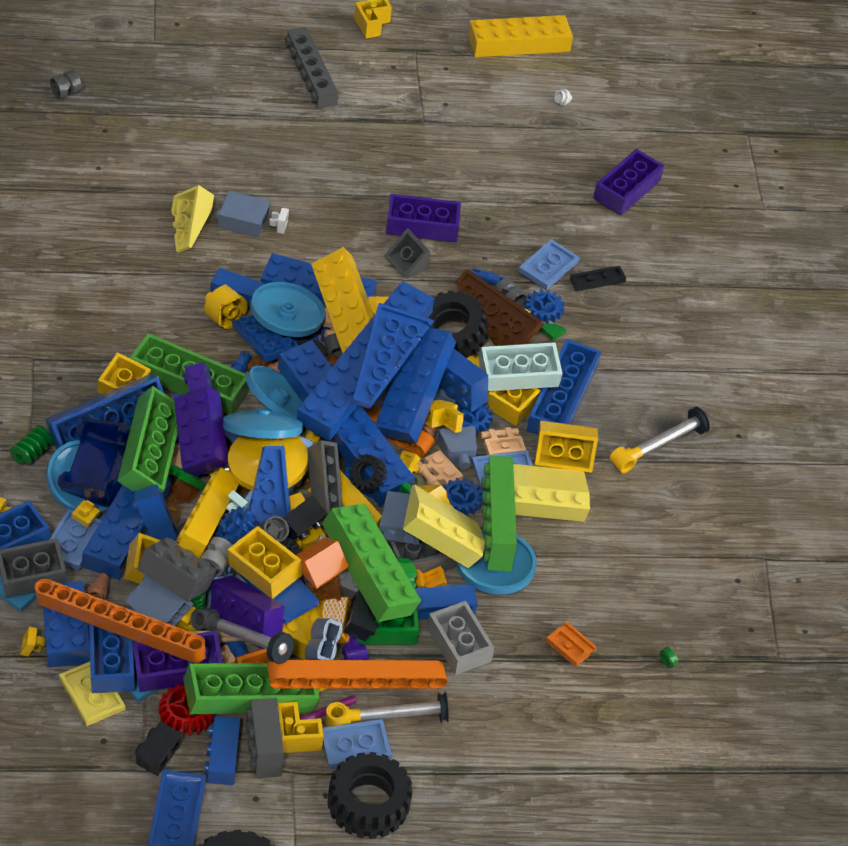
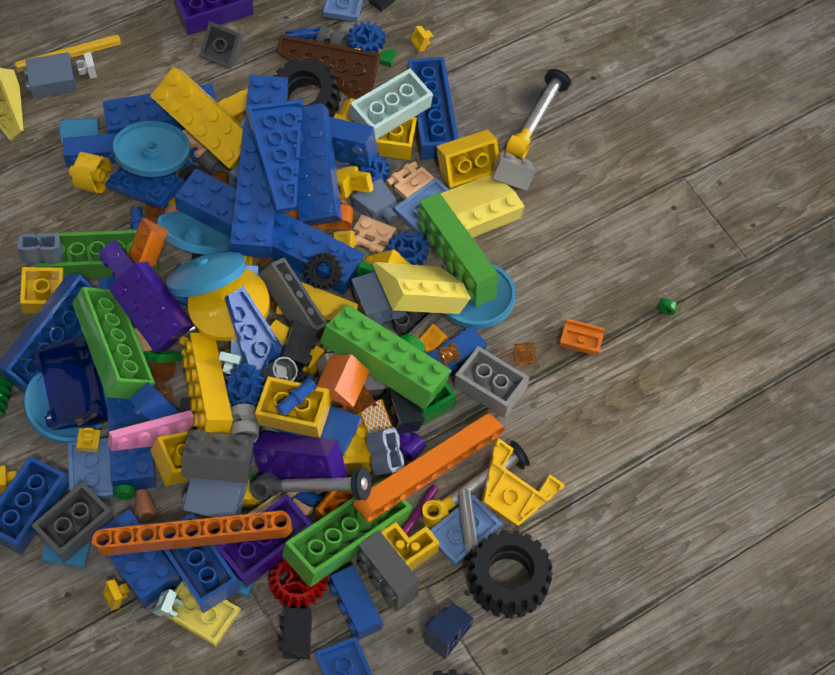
camera: 25 degrees left, 10 degrees up
(66, 668) = (165, 603): none -> light aqua tile
(89, 569) = (124, 492): none -> green tile
(129, 525) = (146, 433): none -> bright pink wing
(140, 343) = (40, 248): none -> sand blue brick
(233, 380) = (148, 242): none -> orange slope
(240, 266) = (79, 127): none -> dark azure panel
(268, 550) = (296, 396): none -> blue pin
(285, 811) = (447, 629): none -> dark blue brick
(293, 206) = (79, 50): none -> yellow axle
(362, 732) = (467, 518): none -> light grey axle
(414, 736) = (509, 494): none -> yellow wing
(434, 594) = (448, 354): none -> clear orange wheel
(508, 631) = (525, 353): none -> clear orange tile
(595, 329) = (420, 38): none -> yellow tile
(600, 475) = (513, 171): none -> light grey brick

